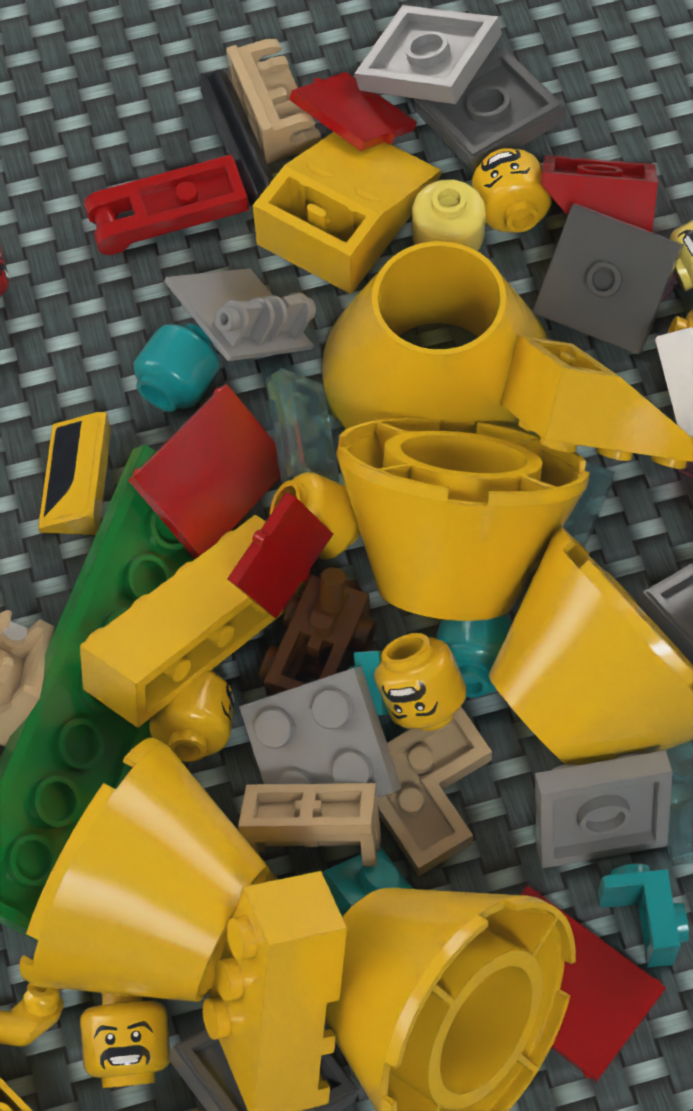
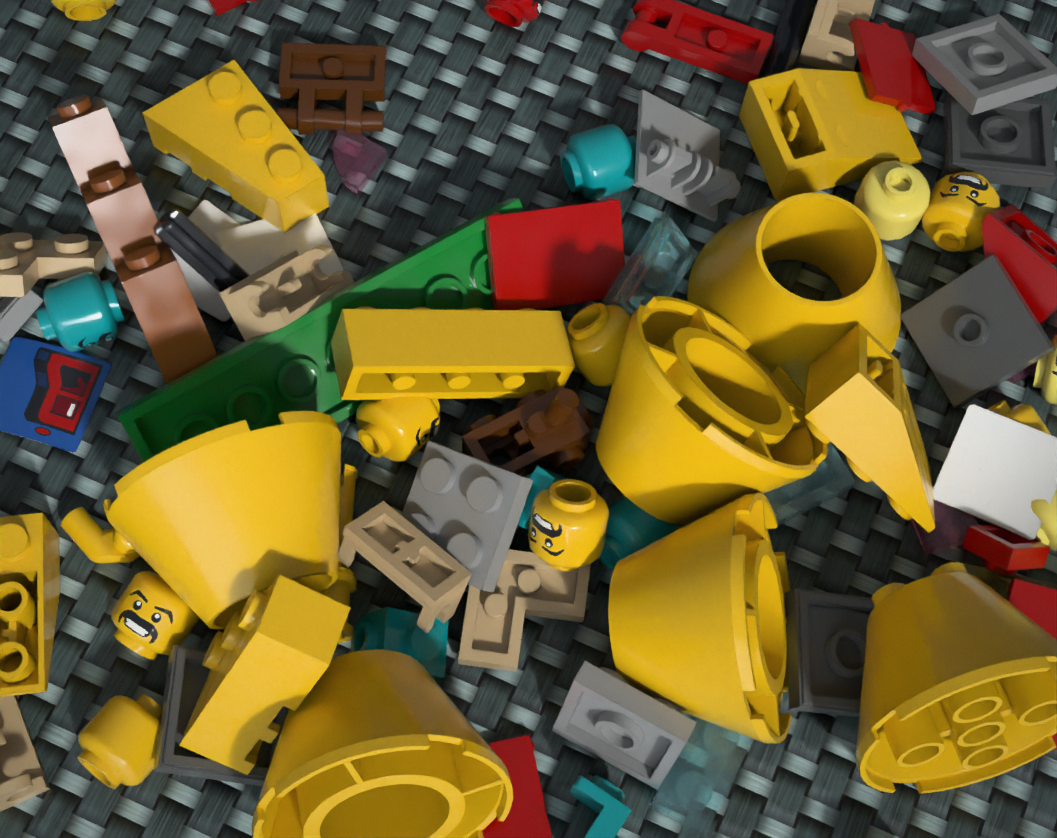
camera: 30 degrees right, 5 degrees up
(76, 475) = (469, 187): yellow slope -> none
(280, 555) = (541, 353): red piece -> none

